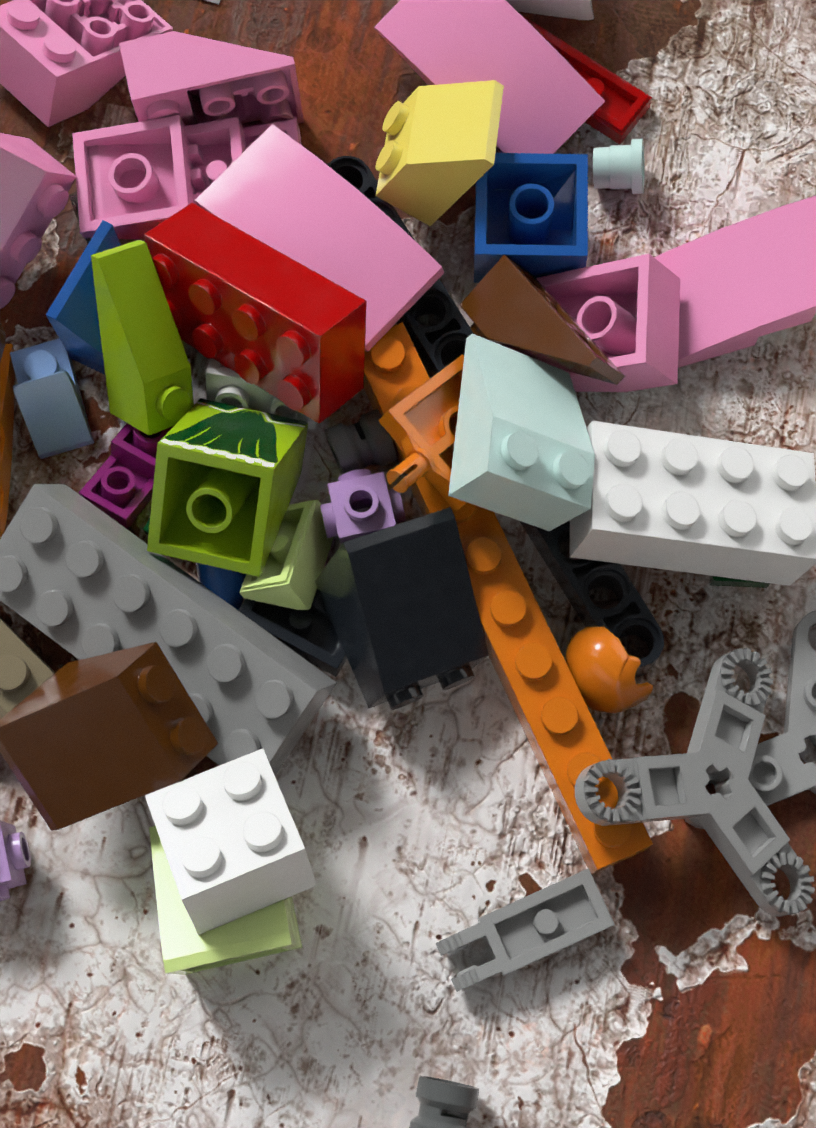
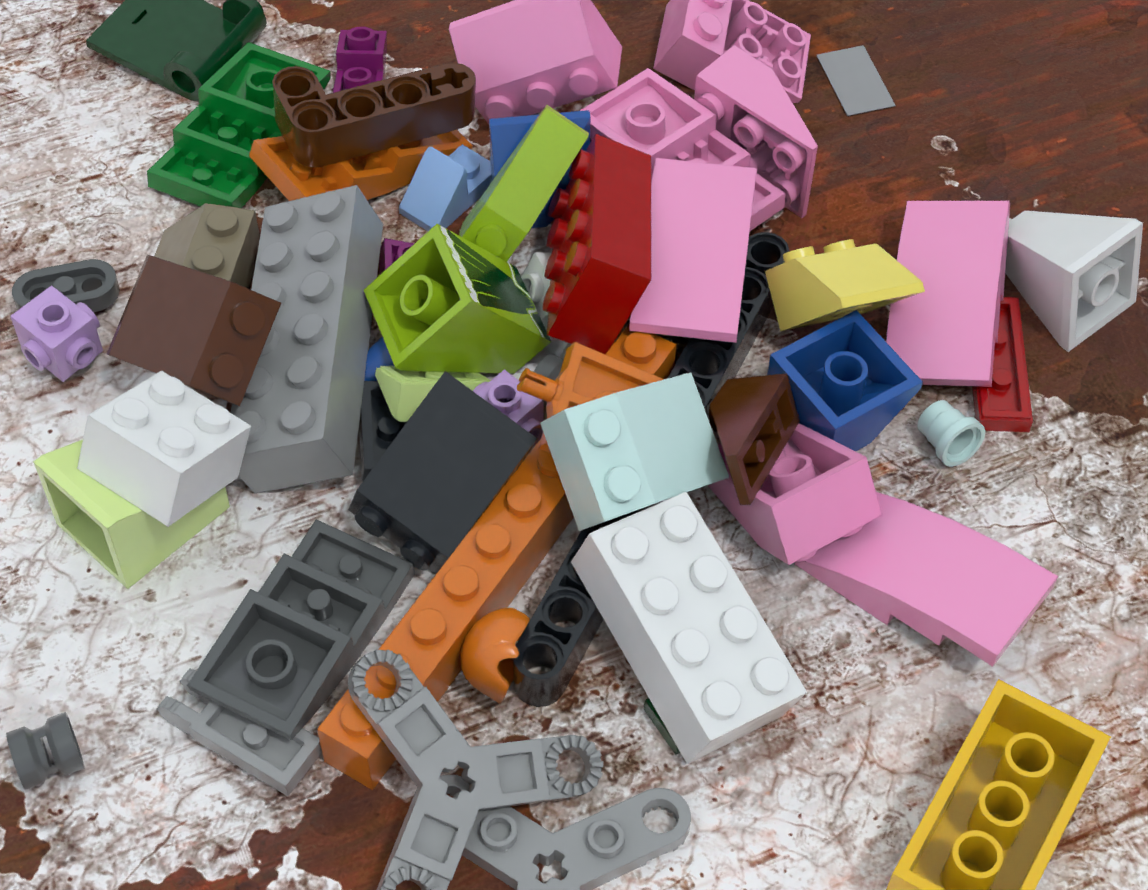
camera: 50 degrees right, 20 degrees down
(466, 820) = (302, 629): none -> dark grey slope

